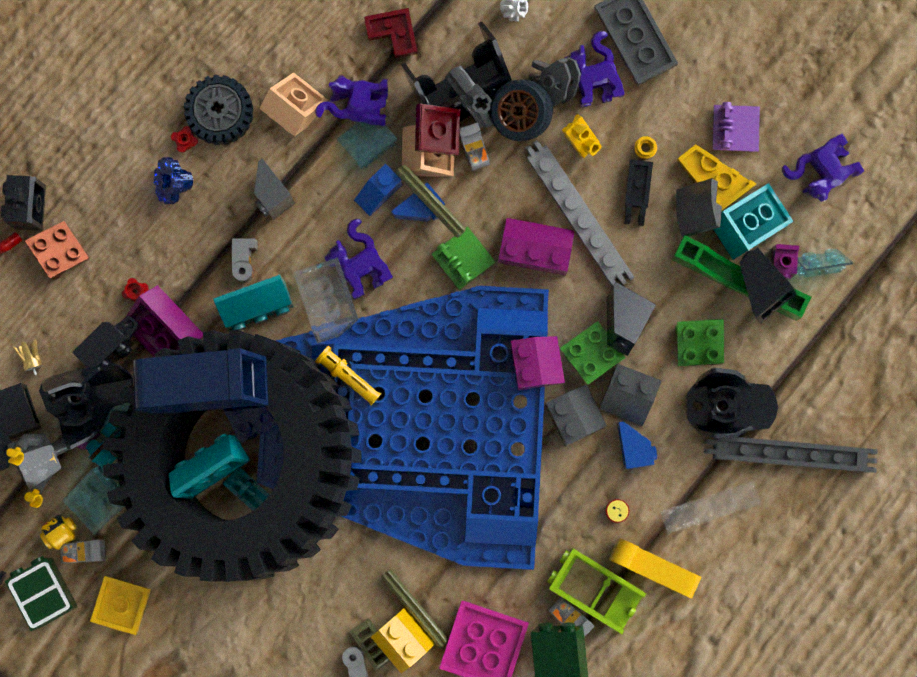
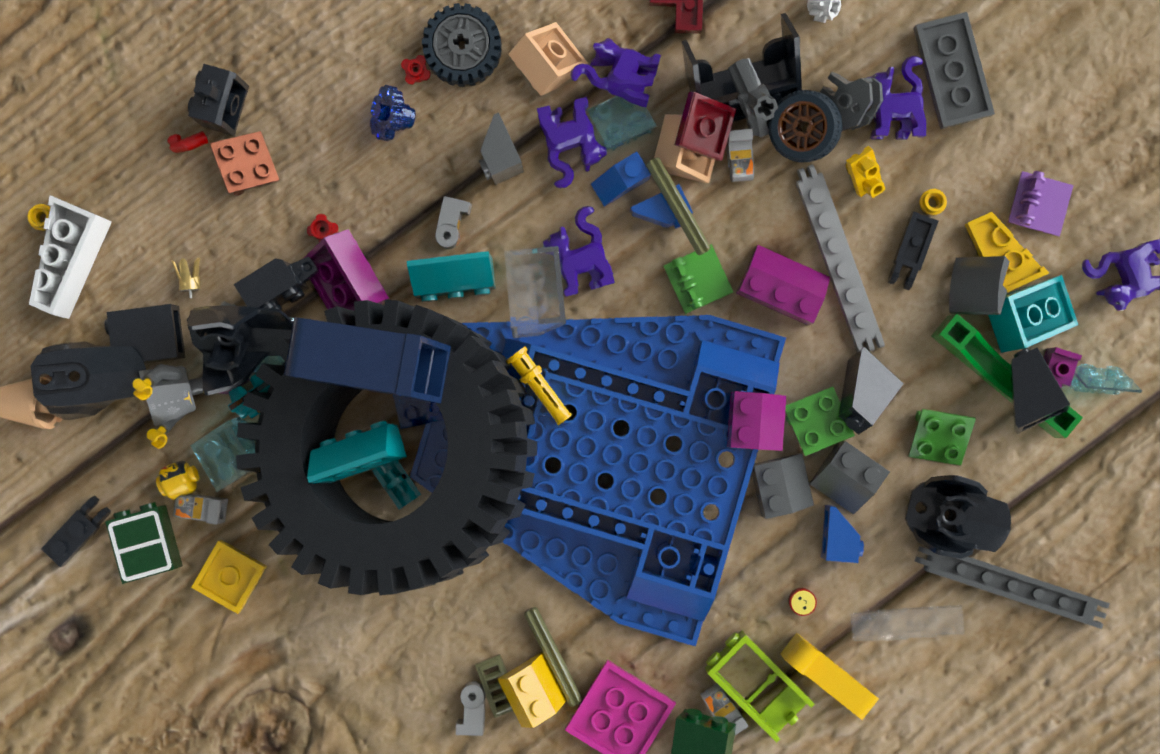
camera: 10 degrees right, 5 degrees up
(324, 164) = (569, 135): none -> dark purple animal

